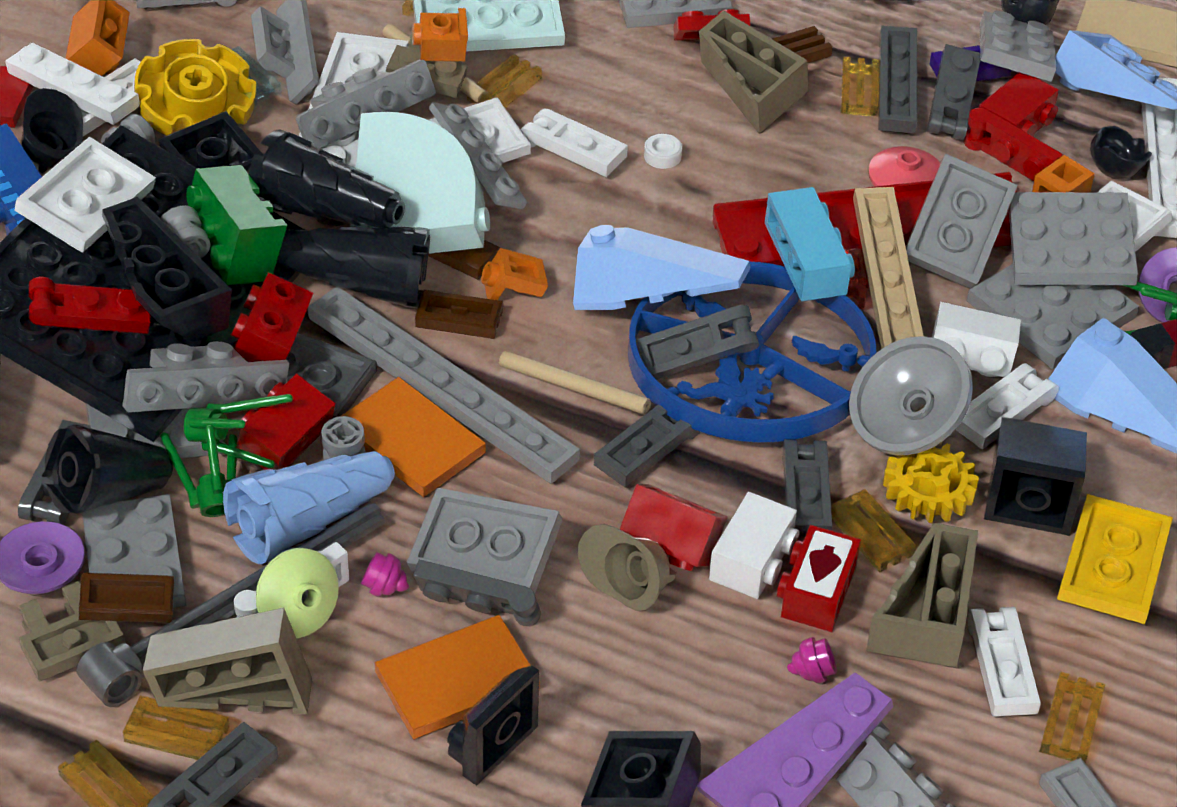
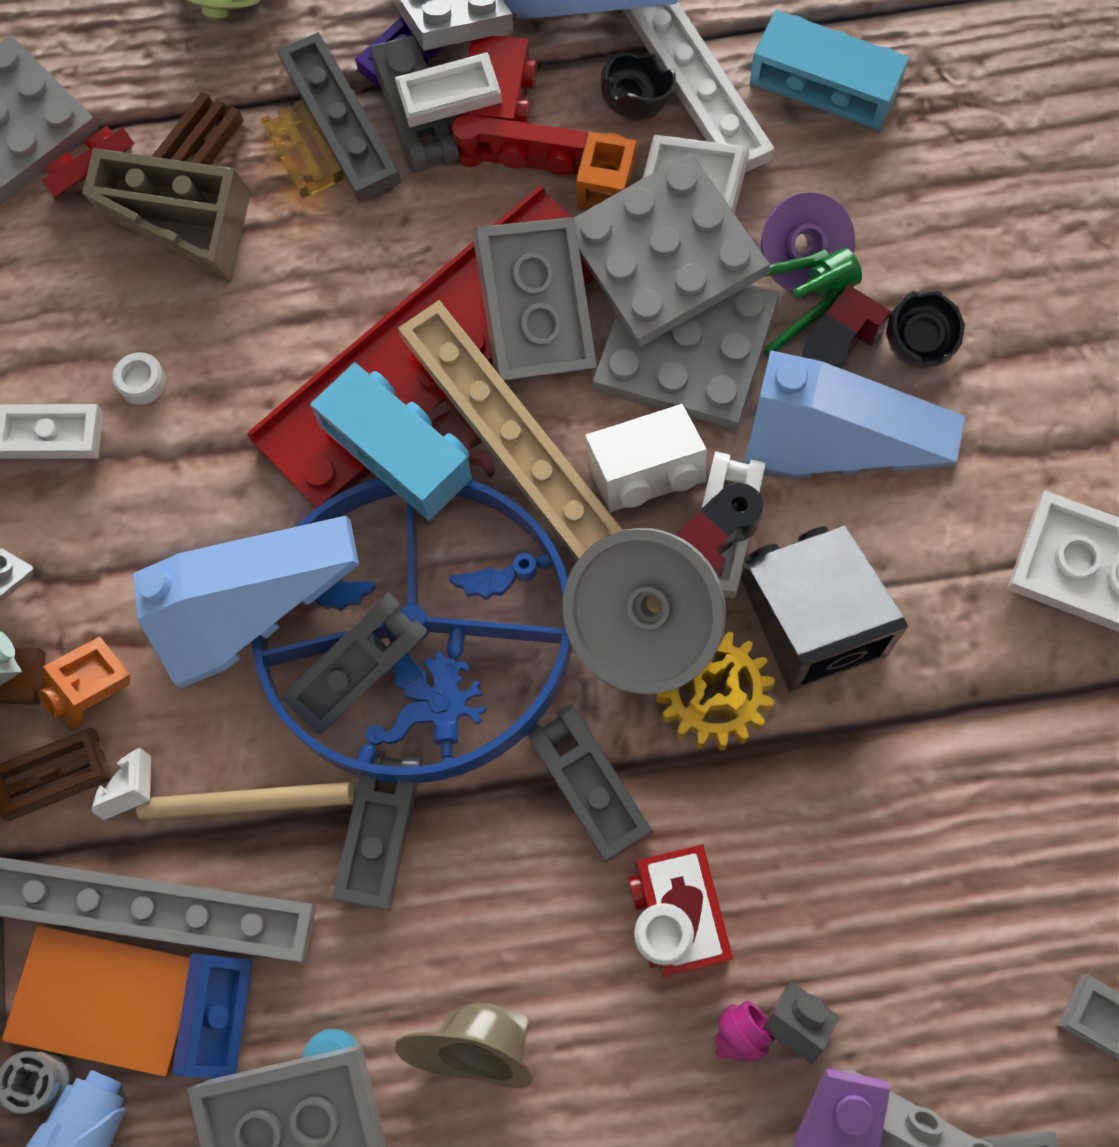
camera: 25 degrees left, 25 degrees up
(478, 466) = (212, 1016): none -> blue plate
(505, 342) = (127, 787): none -> white tile
(678, 525) = (486, 958): red brick -> none
(754, 545) = (588, 920): white brick -> none
(799, 564) = (663, 934): none -> white tile
(863, 663) = (801, 1022): none -> dark grey plate
(873, 544) = (679, 811): clear yellow tile -> none
(902, 165) = (414, 259): coral dish -> none
(930, 601) = (822, 870): dark tan wedge -> none
(982, 88) = (448, 89): none -> white tile
(999, 391) = (723, 521): none -> black leg
(1004, 662) = (934, 893): white plate -> none
(1079, 690) = (1063, 911): clear yellow tile -> none
(1115, 559) = (963, 671): yellow plate -> none

